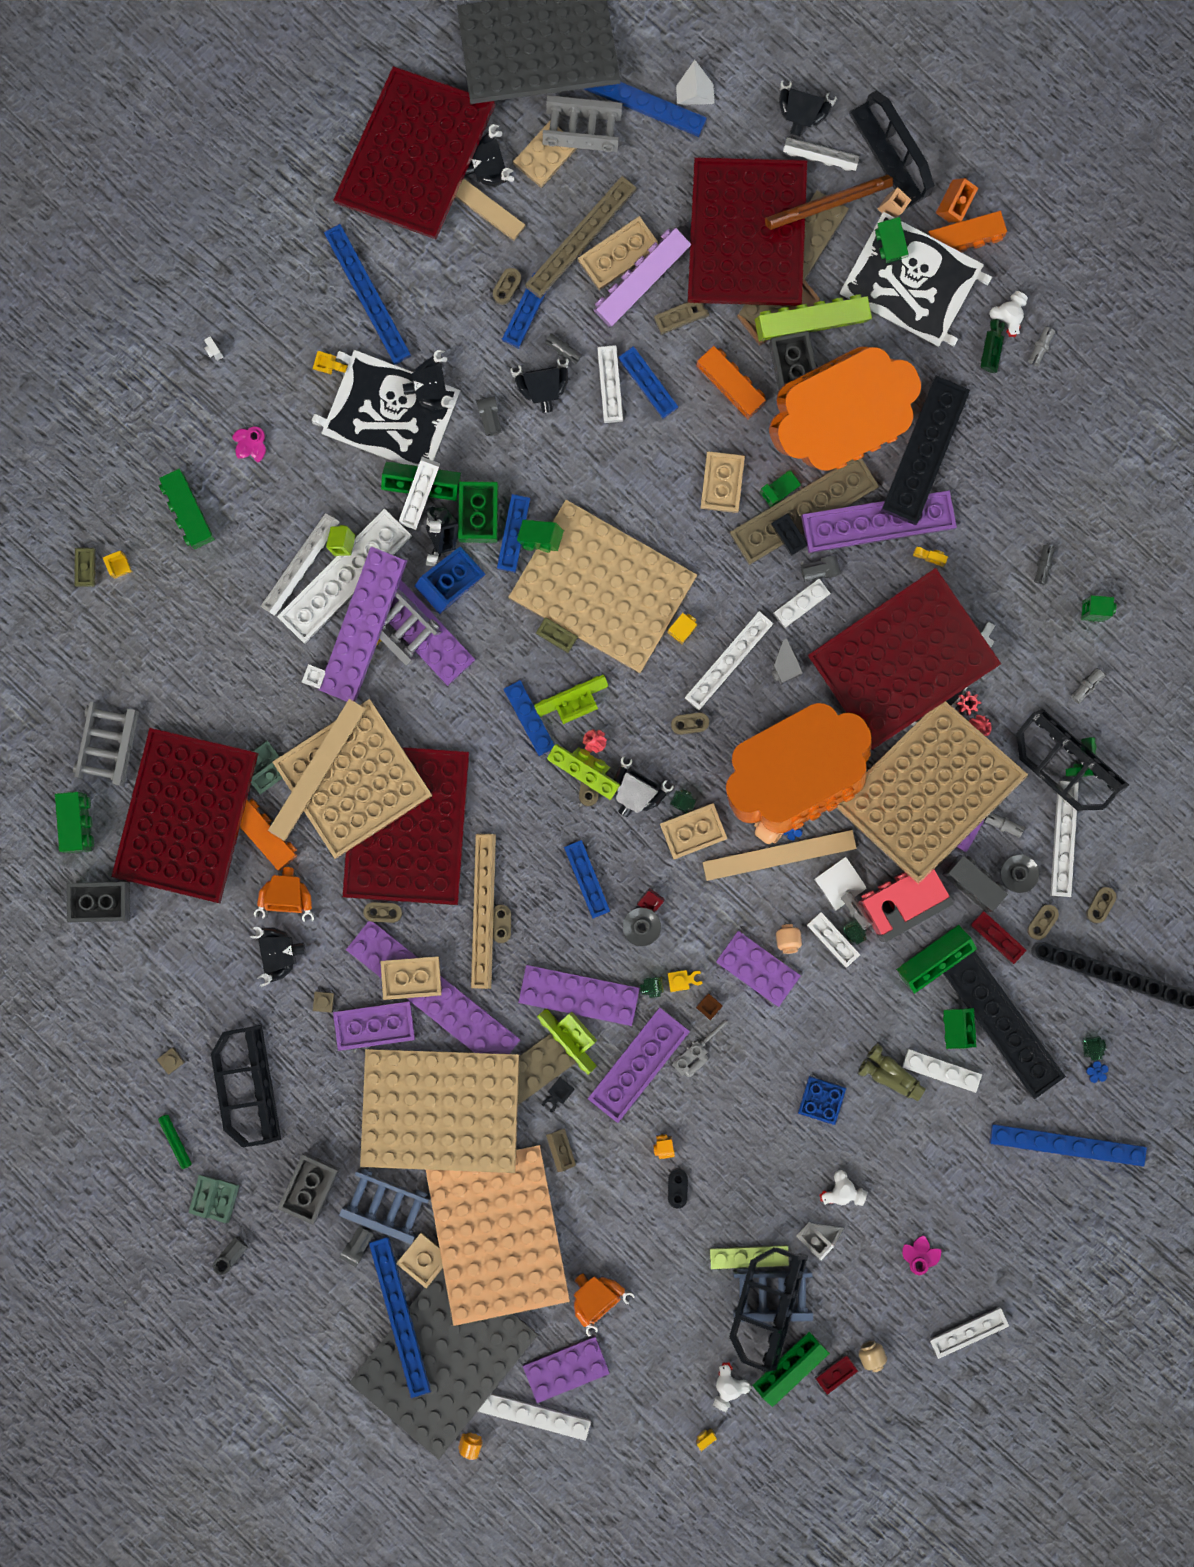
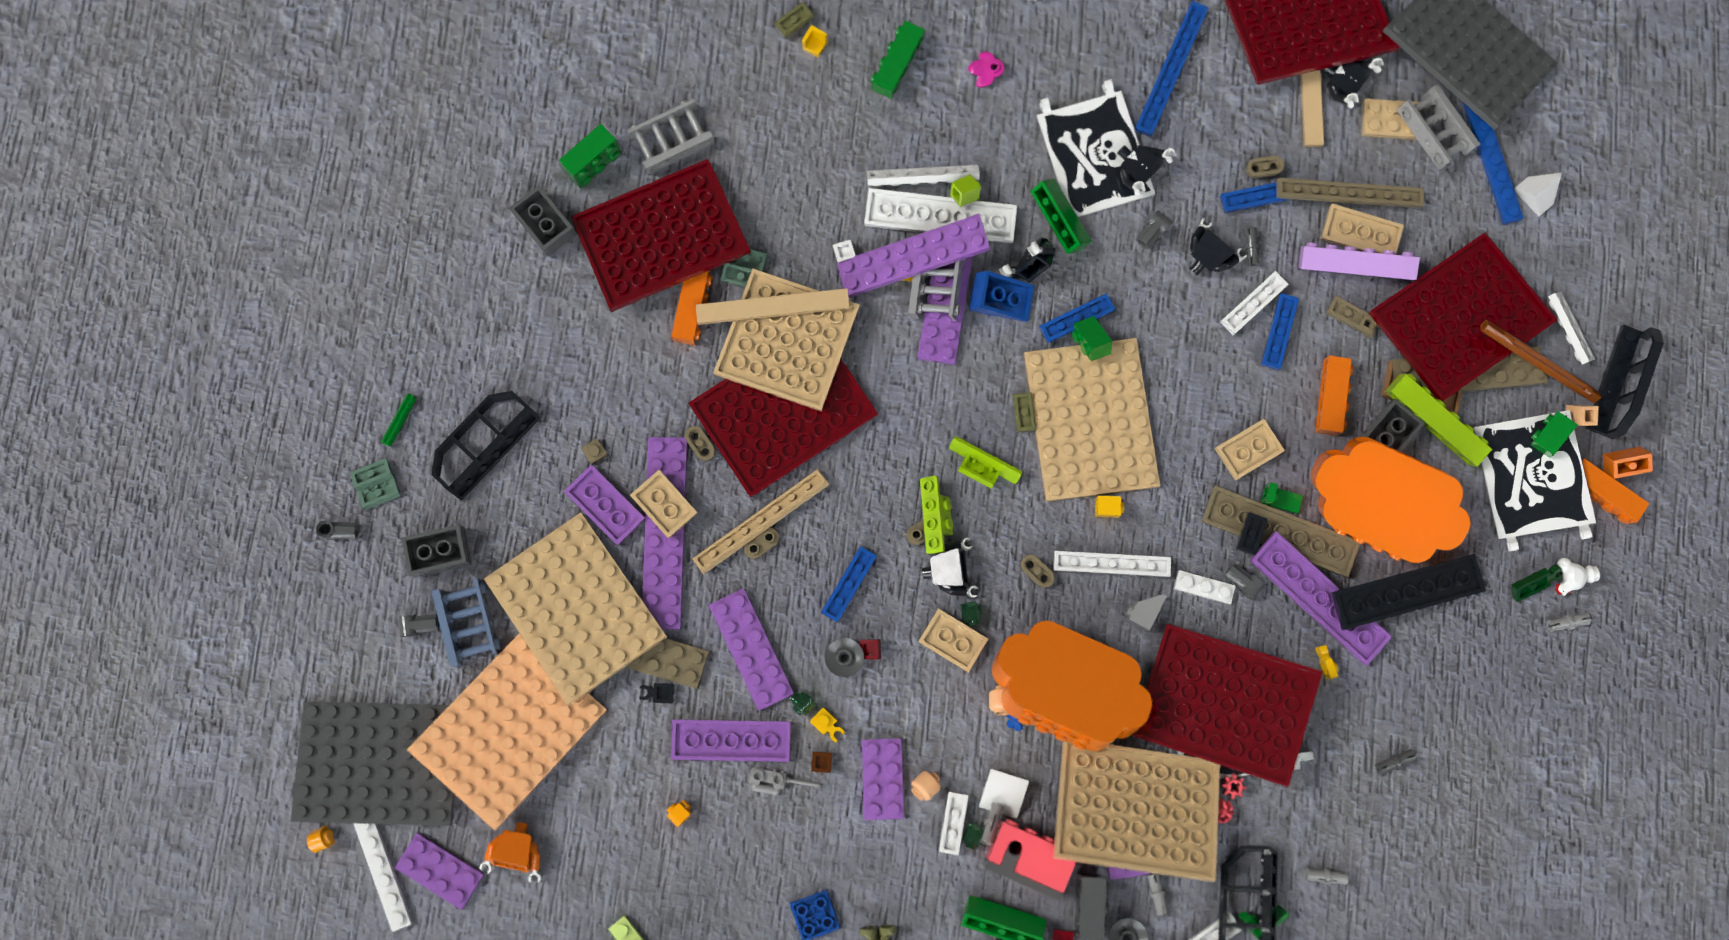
camera: 55 degrees right, 5 degrees down
(170, 1061) = (460, 369): dark tan plate -> none
(277, 953) = (605, 386): black torso -> none
(284, 895) = (655, 357): orange torso -> none
(326, 363) = (1094, 77): yellow plate -> none
(400, 1317) = (383, 702): blue plate -> none
(419, 493) = (1050, 219): white plate -> none
(422, 1260) = (444, 685): tan plate -> none
(478, 512) = (1072, 277): green brick -> none
(529, 718) = (941, 441): blue plate -> none
(561, 1150) = (615, 730): dark tan plate -> none
(572, 1036) = (713, 668): lime bracket -> none
(594, 741) = (964, 505): coral gear -> none
(677, 1188) = (654, 850): black plate -> none
(779, 855) = (988, 726): tan tile -> none
(803, 108) = (1595, 286): black torso -> none
(1098, 608) = (1397, 835): green brick -> none

